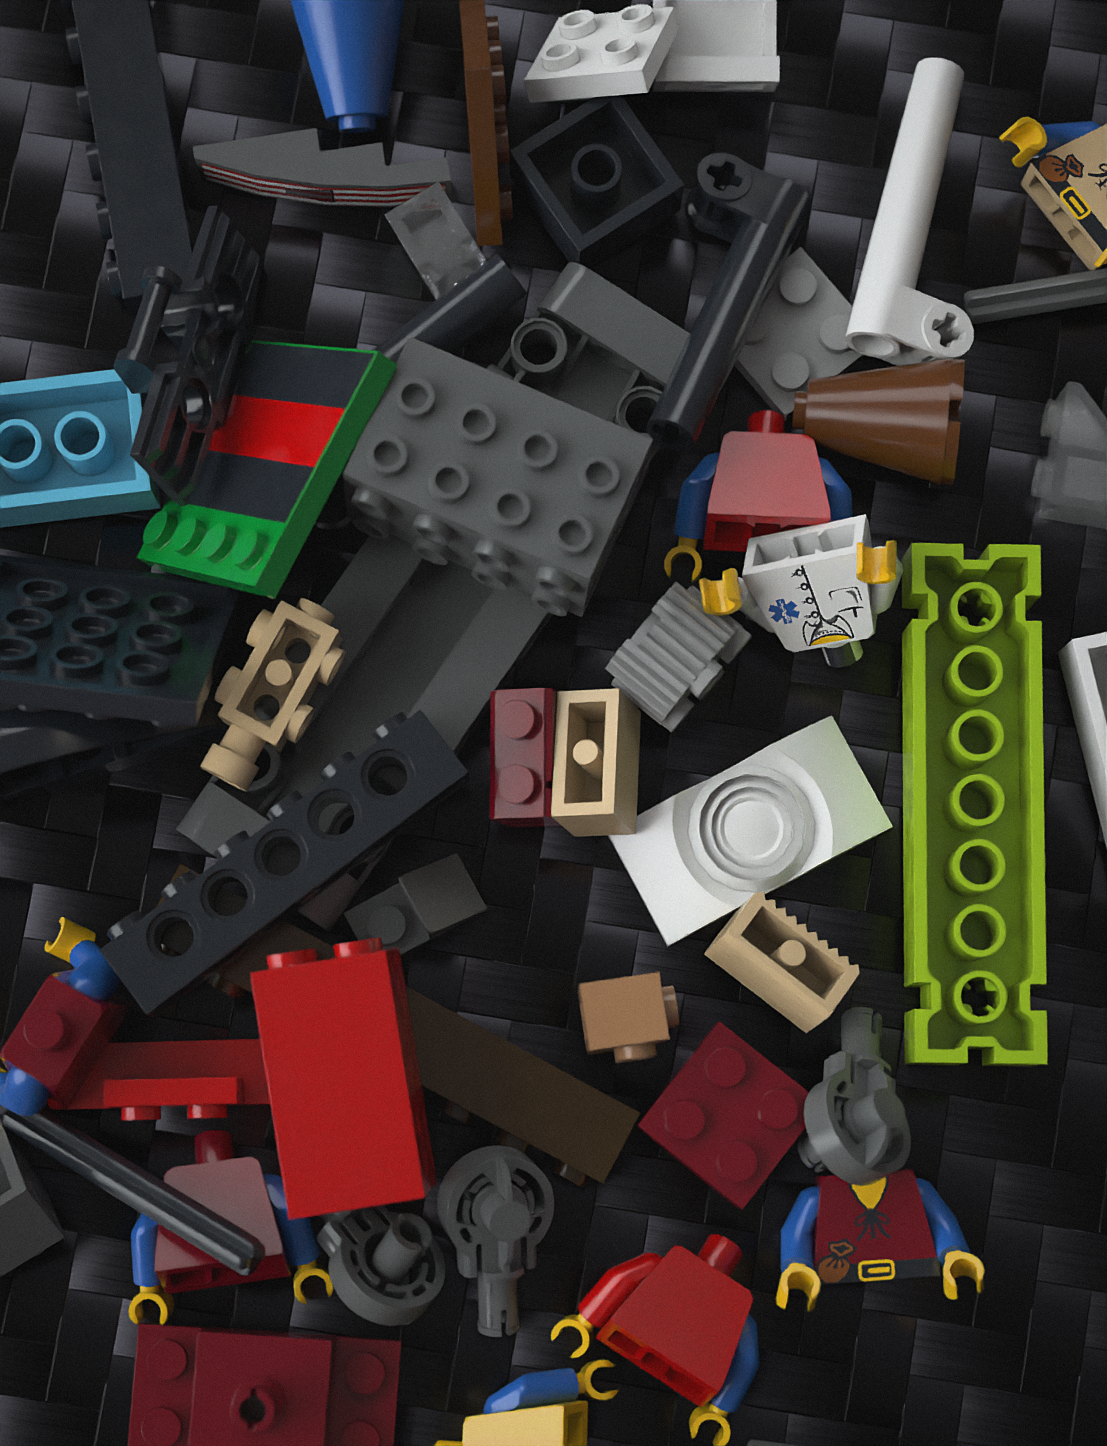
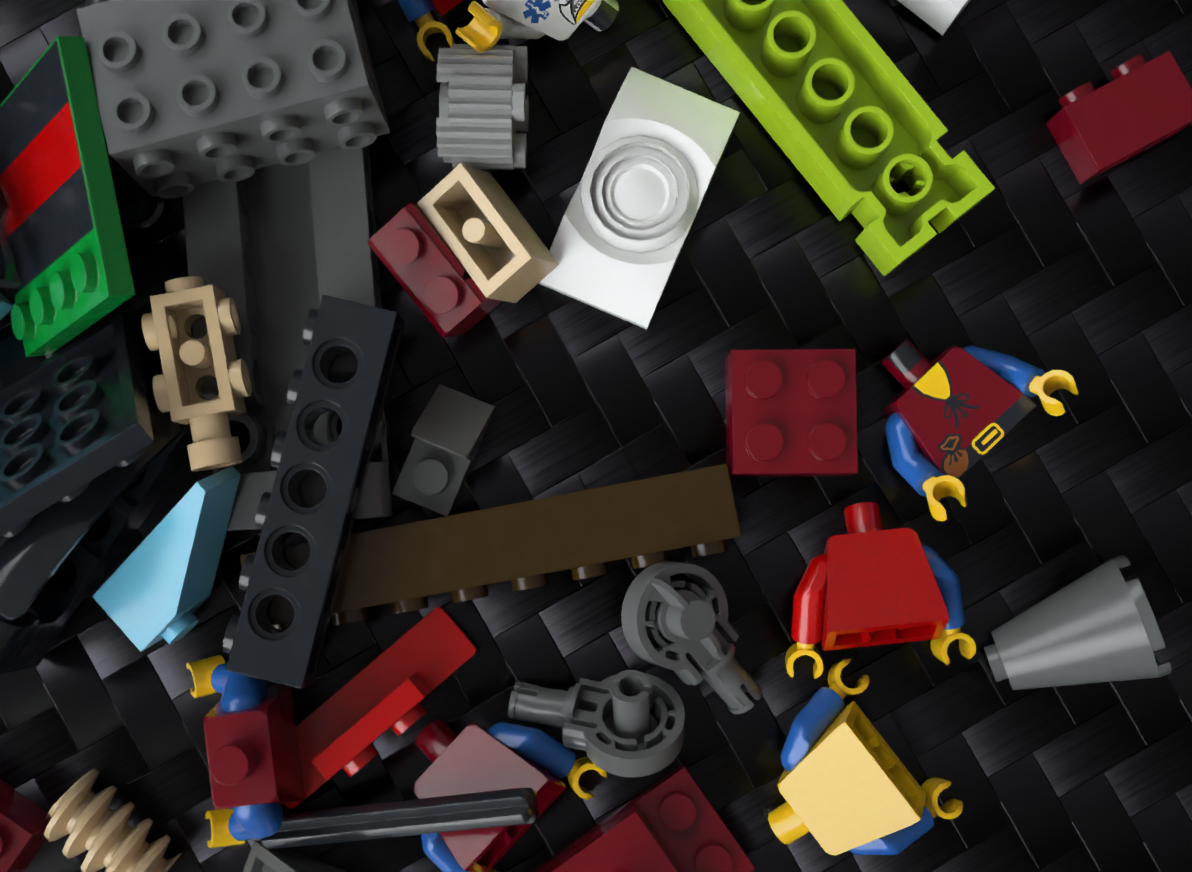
camera: 35 degrees left, 5 degrees up
(118, 831) = (173, 566): none -> medium azure slope
(343, 1078) = (488, 617): red brick -> none
(627, 1016) = (660, 400): medium nougat brick -> none
(782, 962) = (742, 270): tan brick -> none
(872, 1131) = (908, 342): dark grey pin -> none

